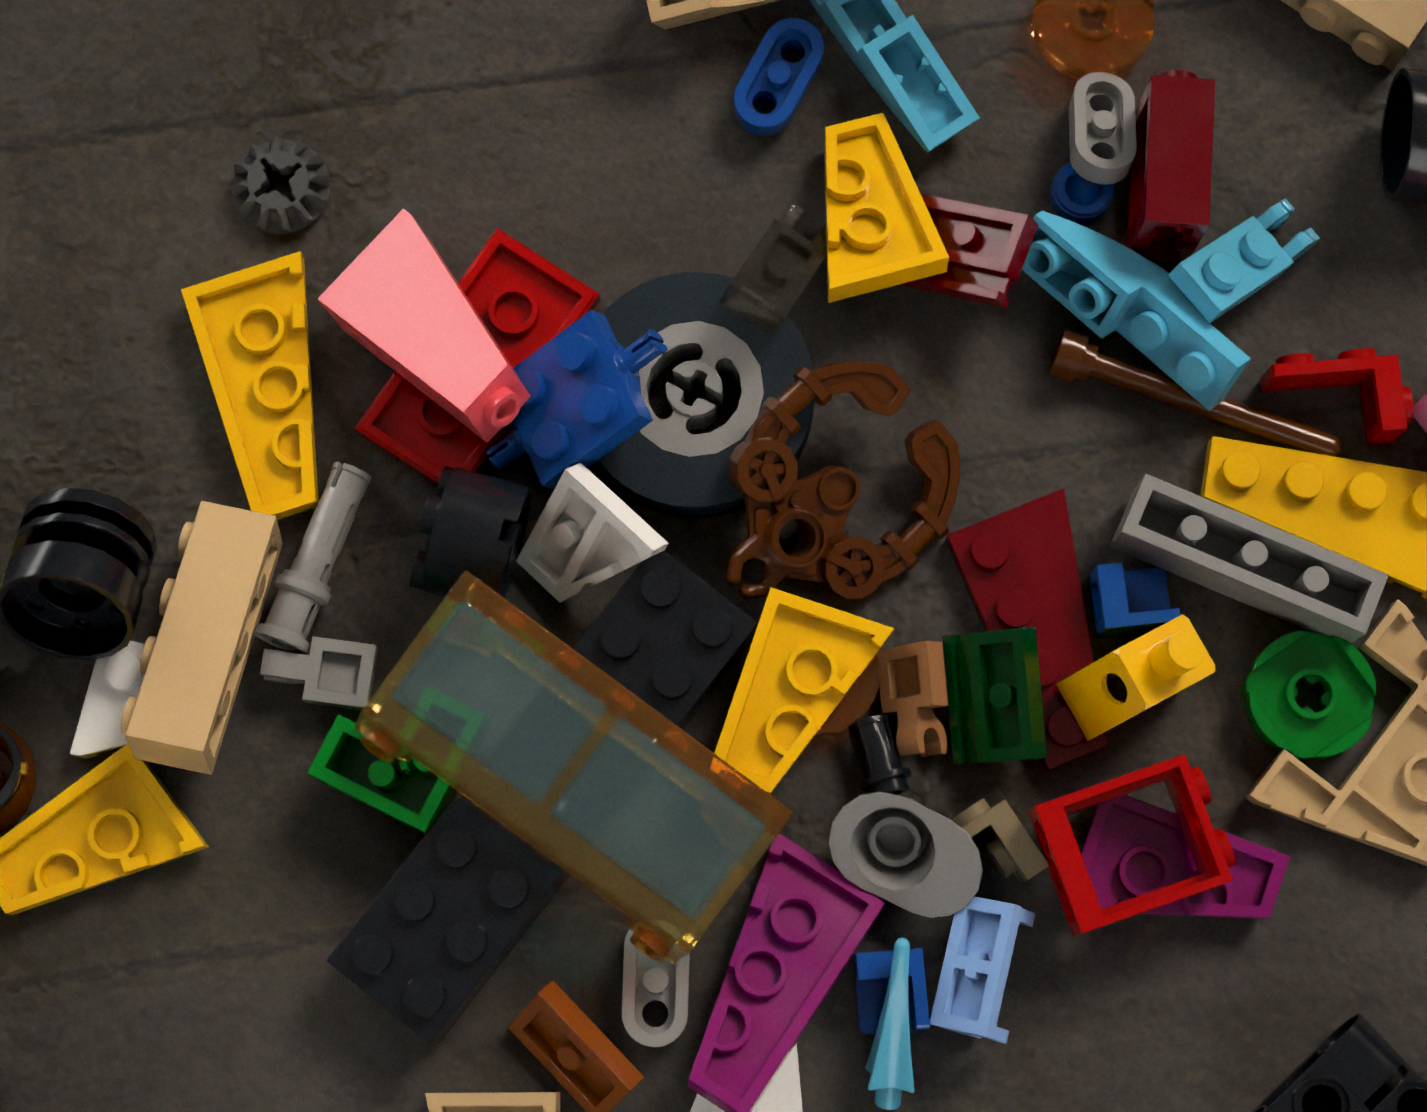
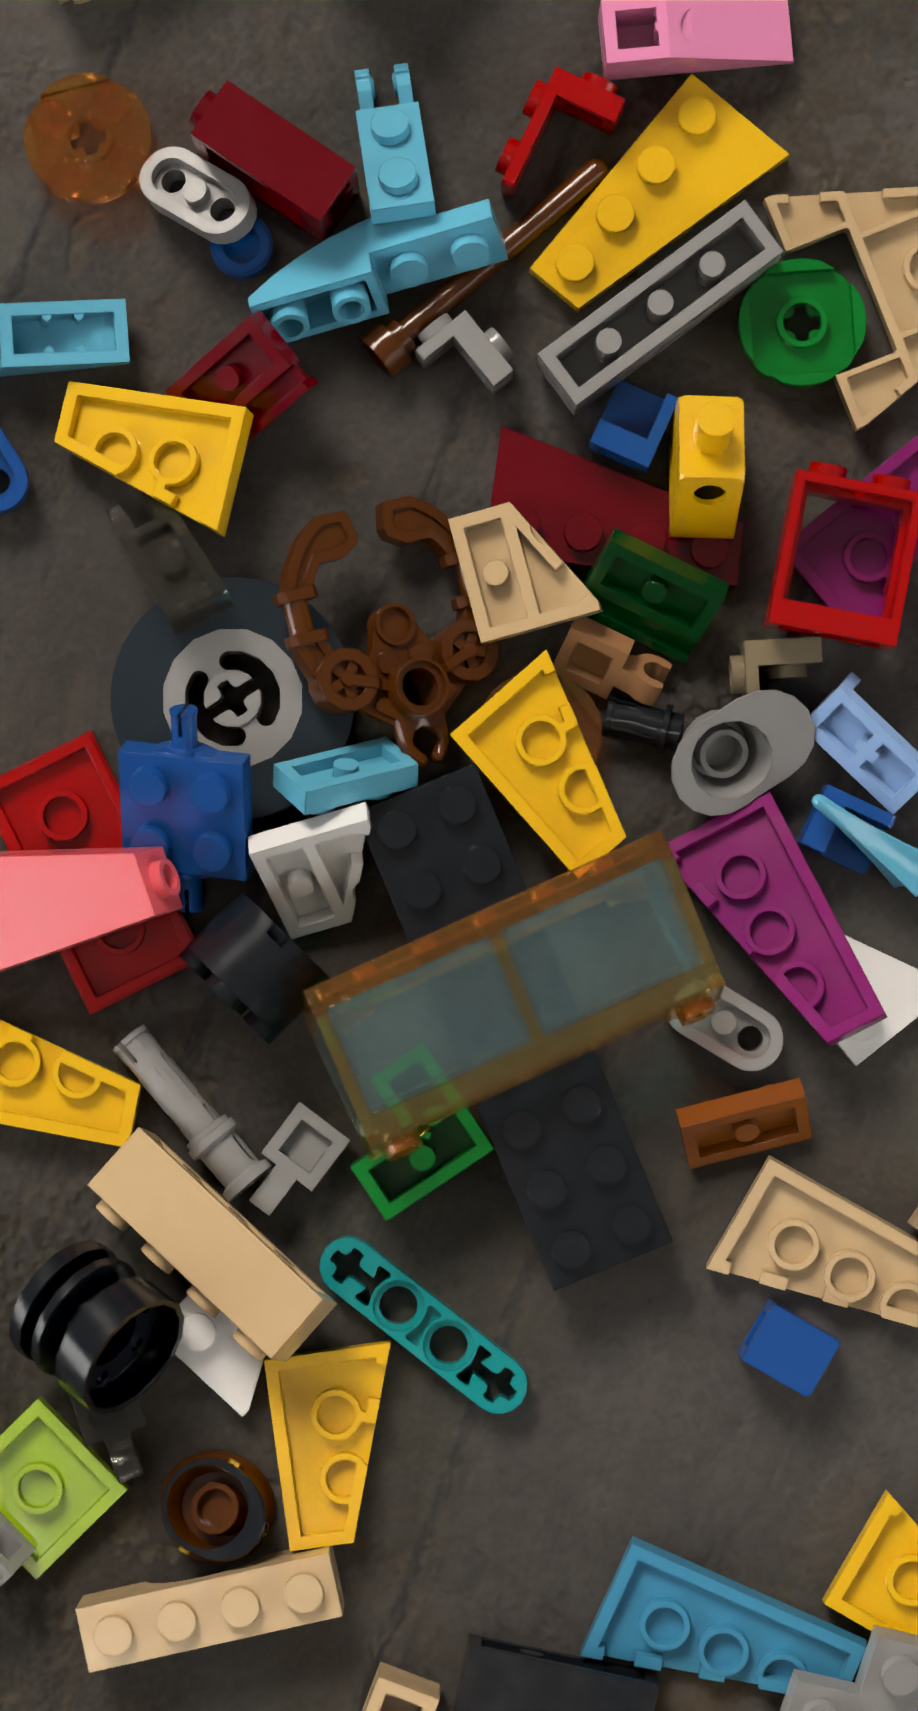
camera: 60 degrees left, 10 degrees up
(249, 868) = (418, 1330): none -> teal beam
(682, 517) = (345, 776): none -> medium azure plate
(941, 568) = (514, 575): none -> tan wing
(1117, 436) = (483, 351): none -> light grey bracket

